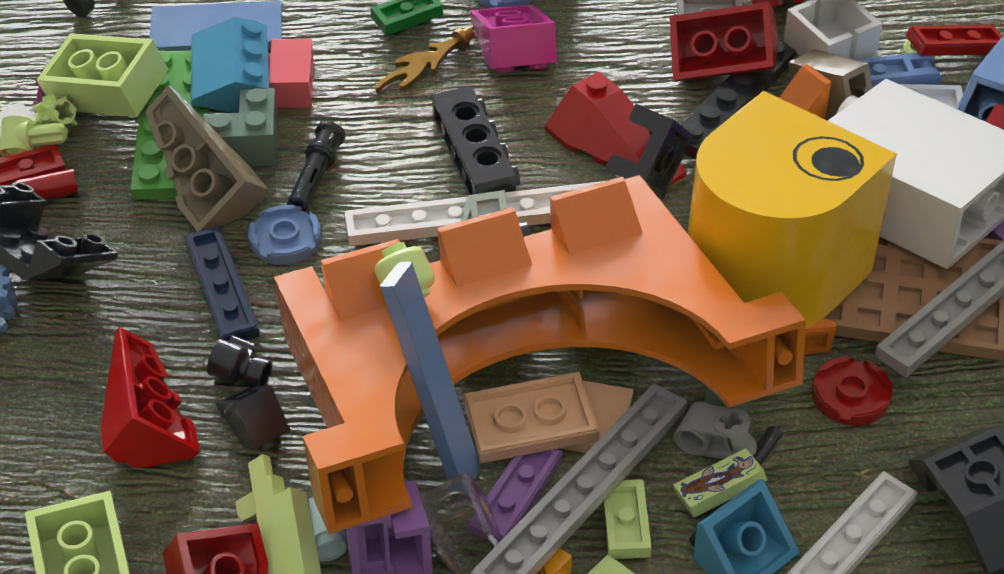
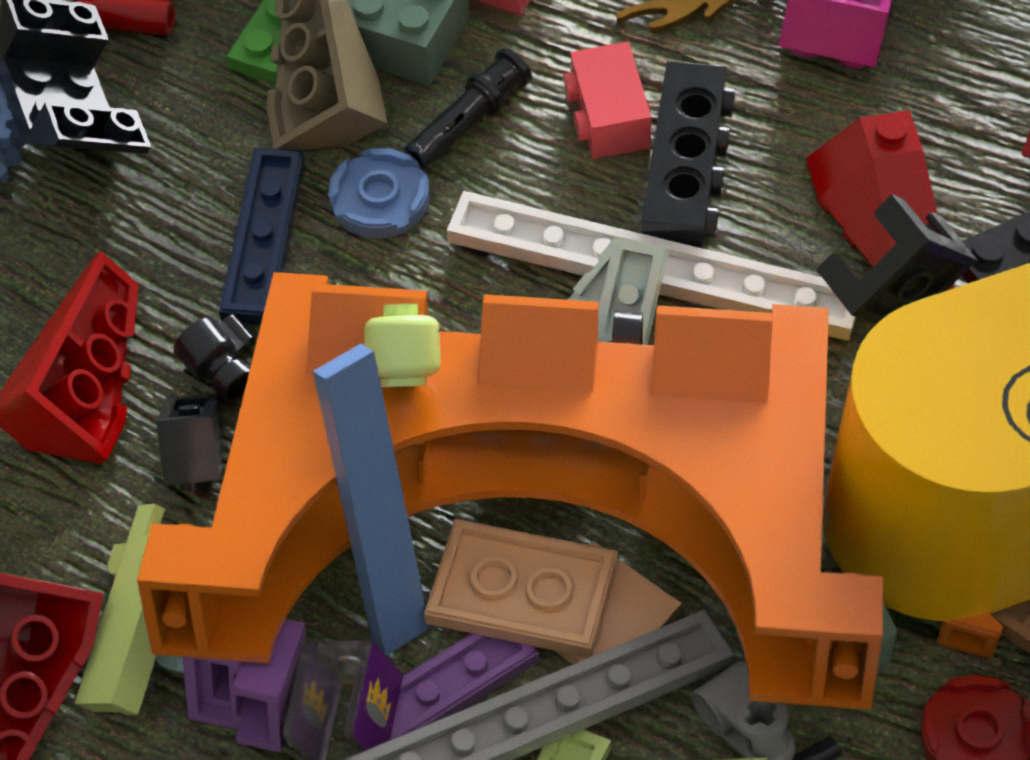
camera: 30 degrees right, 10 degrees up
(405, 131) = (609, 100): none -> coral brick

